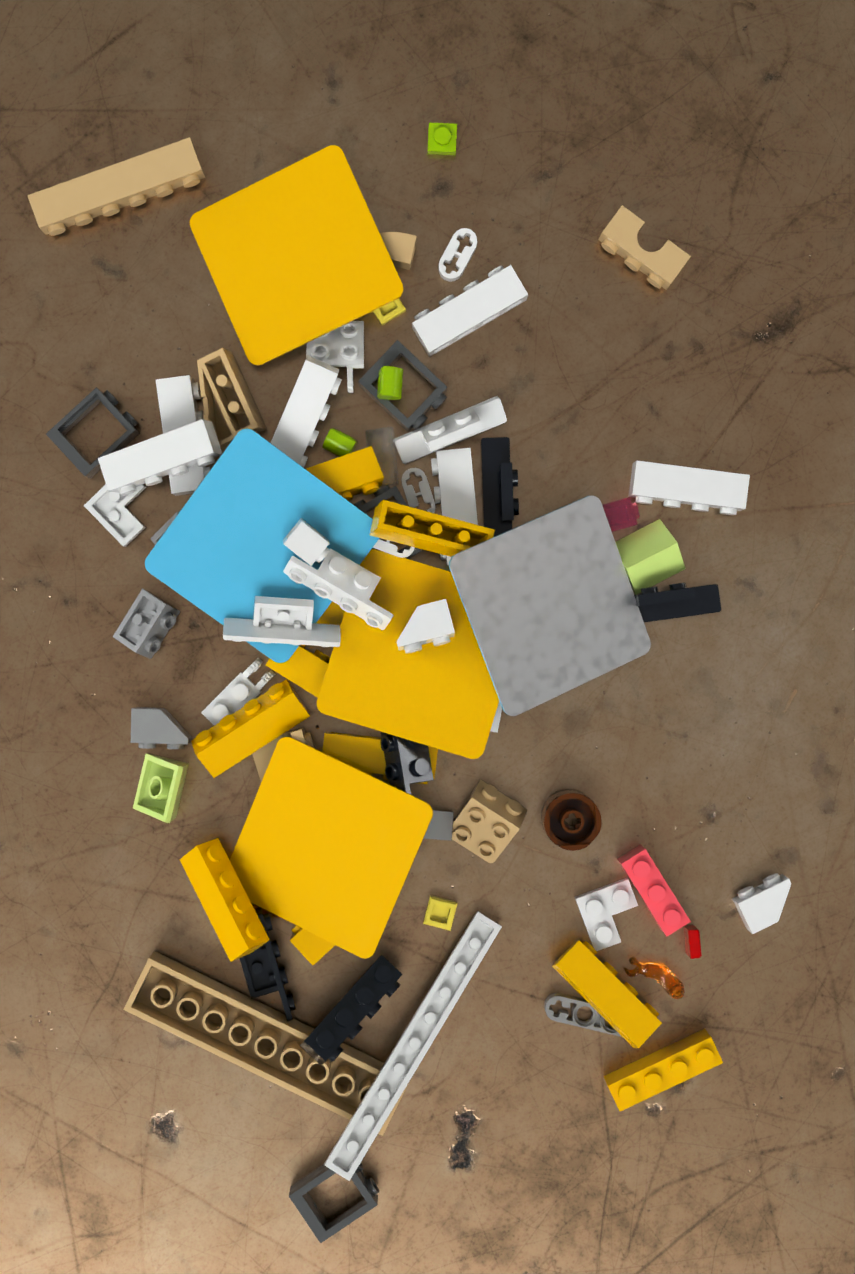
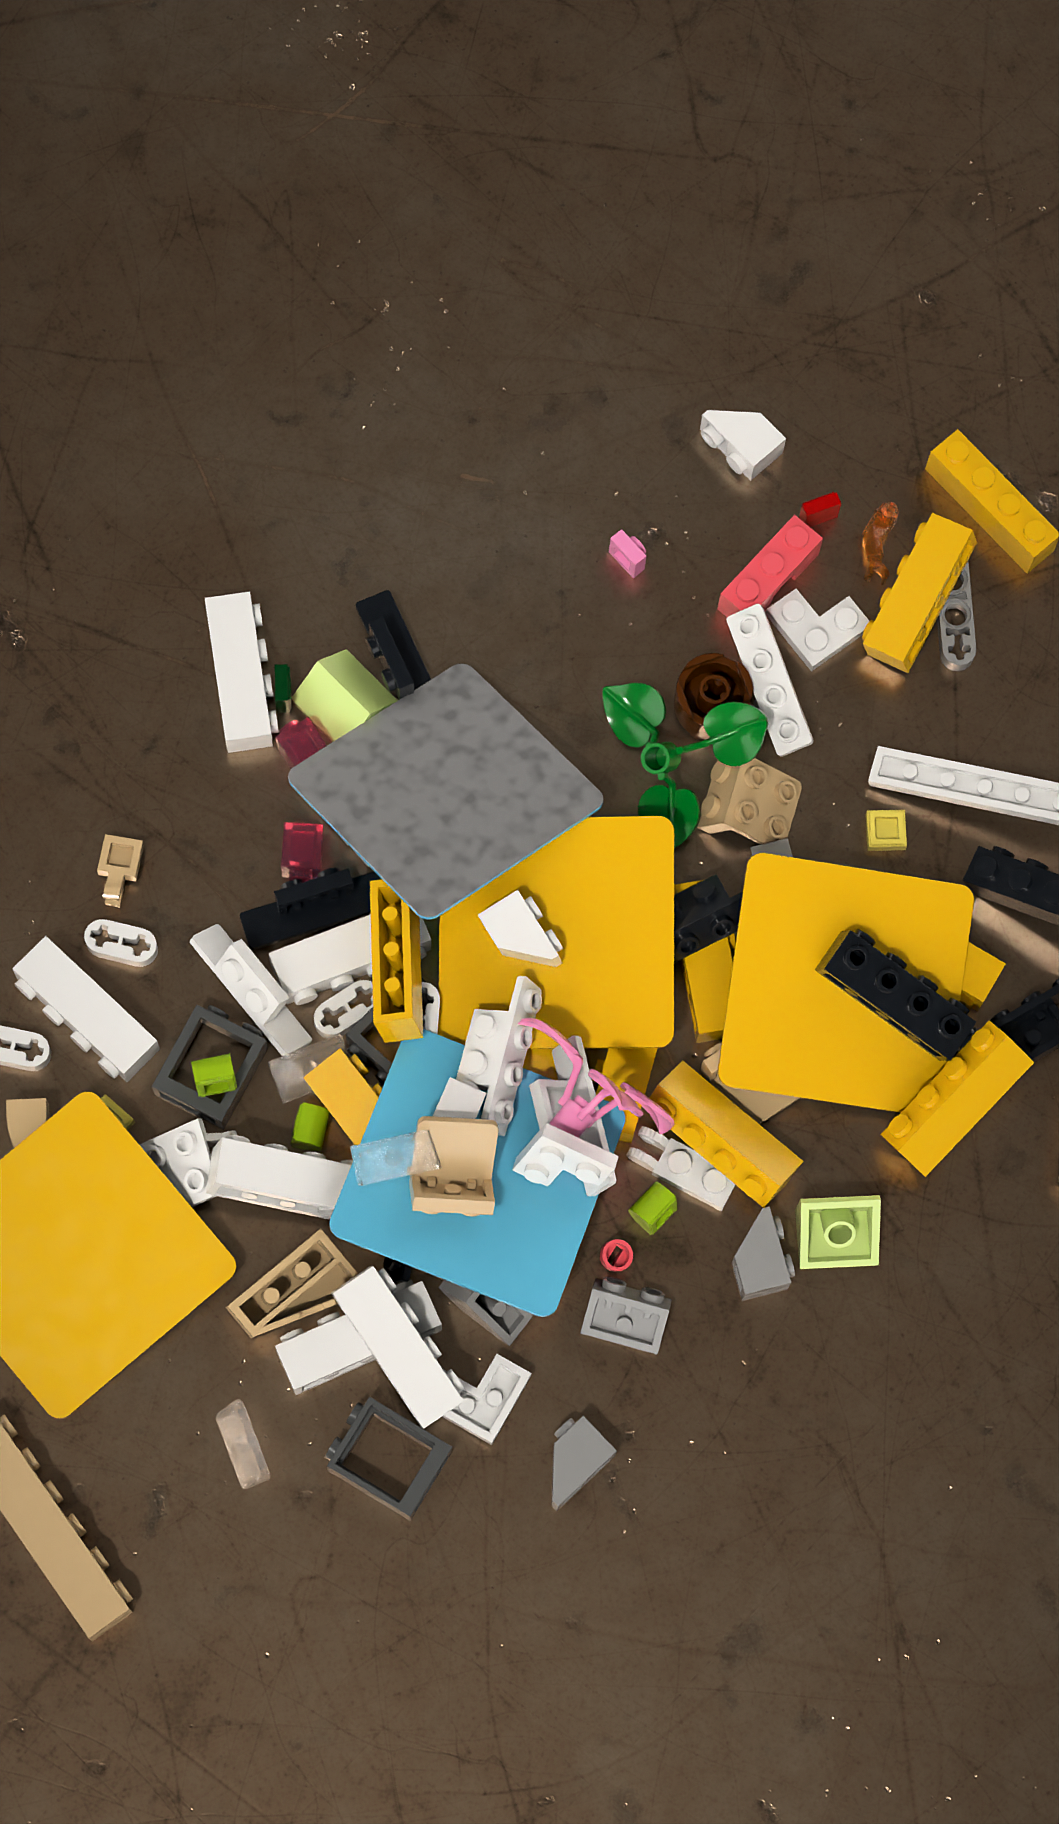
camera: 115 degrees left, 15 degrees down
(56, 561) = (577, 1458): none -> light grey slope
(133, 338) = (242, 1445): none -> clear slope
(186, 632) = (623, 1258): none -> coral hinge
(215, 664) = (654, 1207): none -> lime brick
(251, 598) = (558, 1150): none -> white plate
(261, 526) = (467, 1163): none -> tan bracket
(276, 626) = (579, 1114): none -> bright pink plant
(277, 485) = (395, 1158): none -> clear slope
(305, 879) = (896, 995): none -> black brick
(506, 345) = (123, 934): none -> white beam
(536, 825) = (634, 714): none -> green plant
(540, 493) = (302, 851): none -> clear pink brick
(565, 864) = (770, 680): none -> white bracket
(571, 363) = (119, 862): none -> tan plate
(667, 514) = (283, 688): none -> dark green tile
(699, 792) = (628, 552): none -> bright pink plate

